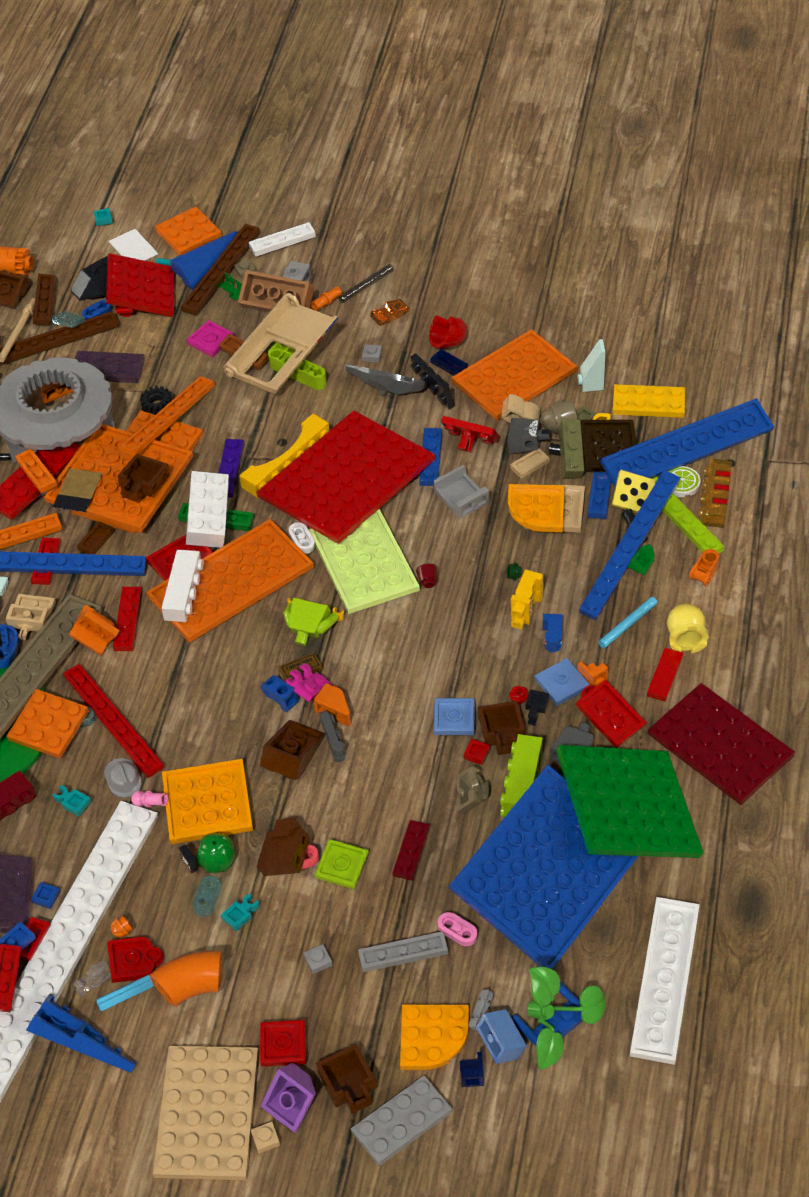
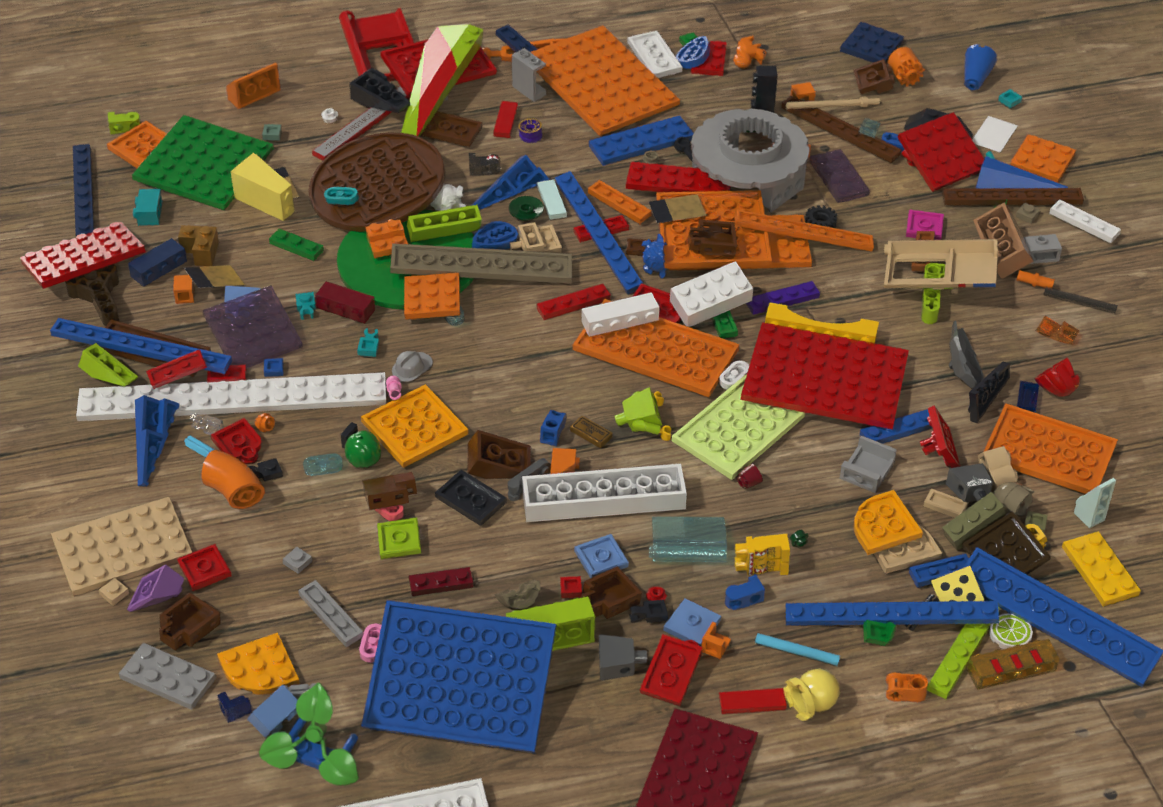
camera: 60 degrees right, 5 degrees down
(36, 470) = (676, 174): orange plate -> none
(43, 299) = (882, 104): reddish brown plate -> none
(51, 216) = (978, 65): none -> blue cone
(93, 630) = (542, 282): orange bracket -> none
(113, 721) = (463, 337): red tile -> none
(124, 531) = (654, 256): none -> blue hair
(185, 944) = (267, 470): none -> black plate
(238, 913) = (313, 489): teal plate -> none
(306, 683) = (563, 439): dark pink plate -> none
(326, 788) = (470, 497): none -> black plate
(372, 353) = (994, 338): light grey plate -> none
(386, 685) = (604, 492): none -> white brick
(470, 645) = (688, 539): none -> clear light blue door
(628, 802) = (567, 713): green plate -> none

